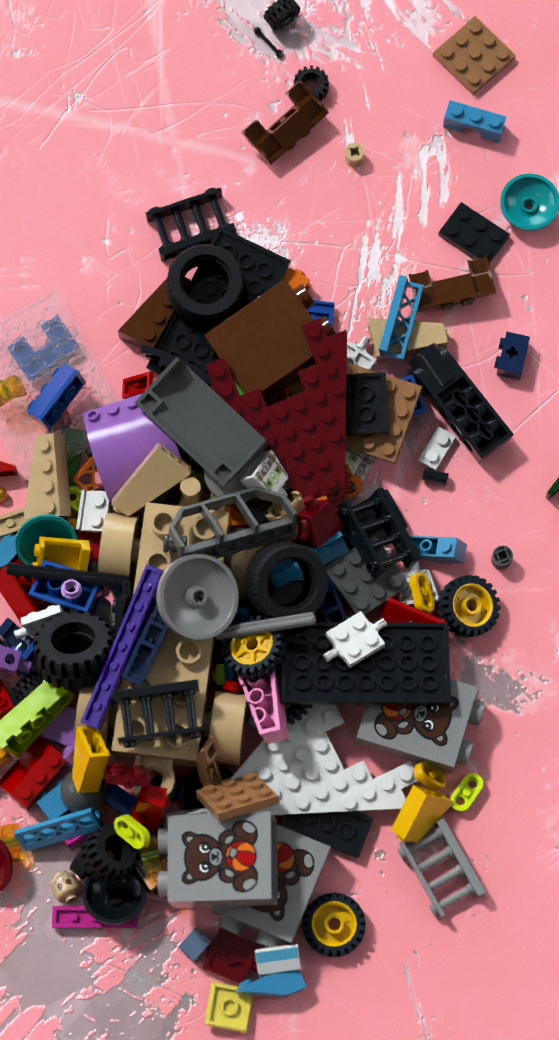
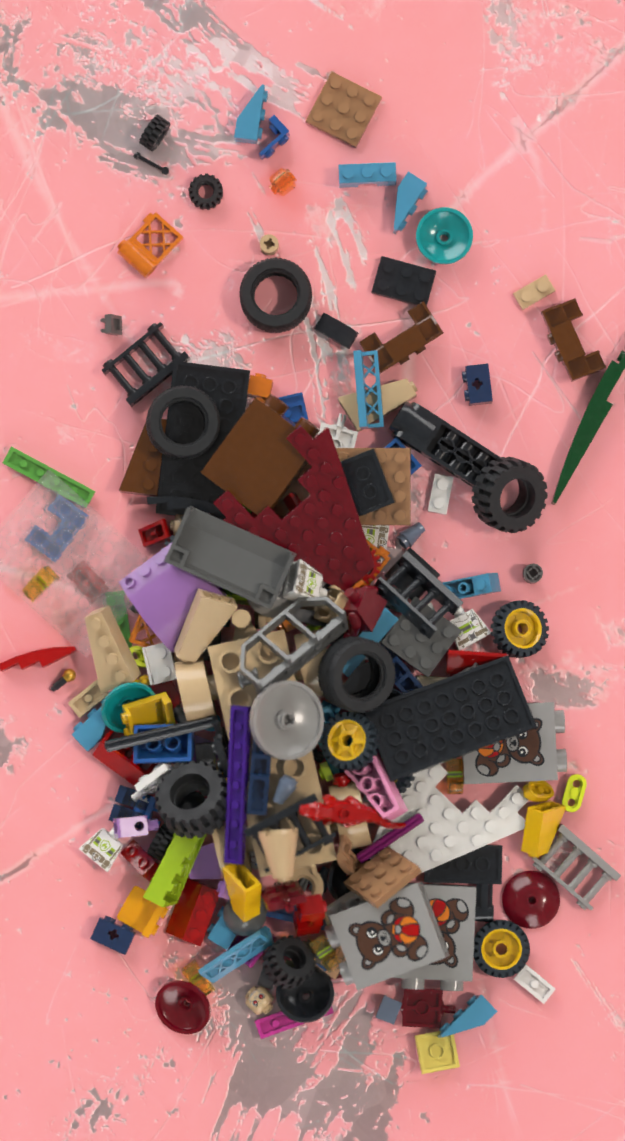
camera: 15 degrees left, 10 degrees up
(42, 283) = (35, 470): none -> bright green plate
(56, 396) = (87, 573): blue slope -> none
(71, 584) = (170, 740): lavender plate -> none
(132, 831) = (303, 939): neon yellow plate -> none
(140, 722) = (280, 851): none -> tan cone
(171, 665) = (284, 789): none -> sand blue cone
(173, 176) = (113, 324): none -> dark grey tile
(223, 119) = (138, 255): none -> orange piece
(226, 715) = (346, 811): none -> red animal
(261, 765) = (389, 838): none -> magenta axle
(268, 625) = (358, 719): light grey axle -> none
(277, 959) = (465, 998): slope -> none
(289, 128) = (202, 241): reddish brown bracket -> none
(331, 875) = (484, 909): none -> black piece
(342, 174) = (270, 268): none -> black tyre
(349, 730) = (455, 776): none -> clear yellow leg
(355, 639) = (434, 701): white plate -> none
(355, 974) = (534, 984): none -> white plate
(377, 33) = (249, 120): none -> dark azure slope
(378, 901) = (520, 889): none -> dark red dish
(389, 100) = (282, 182): none -> clear orange head
(390, 256) = (336, 330): none -> black slope
(392, 477) = (410, 535): none -> sand blue cone
(404, 57) = (276, 127): none -> blue bracket
(421, 592) = (475, 634): yellow plate -> none
(435, 476) = (448, 520): black pin -> none
(509, 152) = (408, 194): none -> dark azure slope
(529, 472) = (529, 500): none -> black tyre

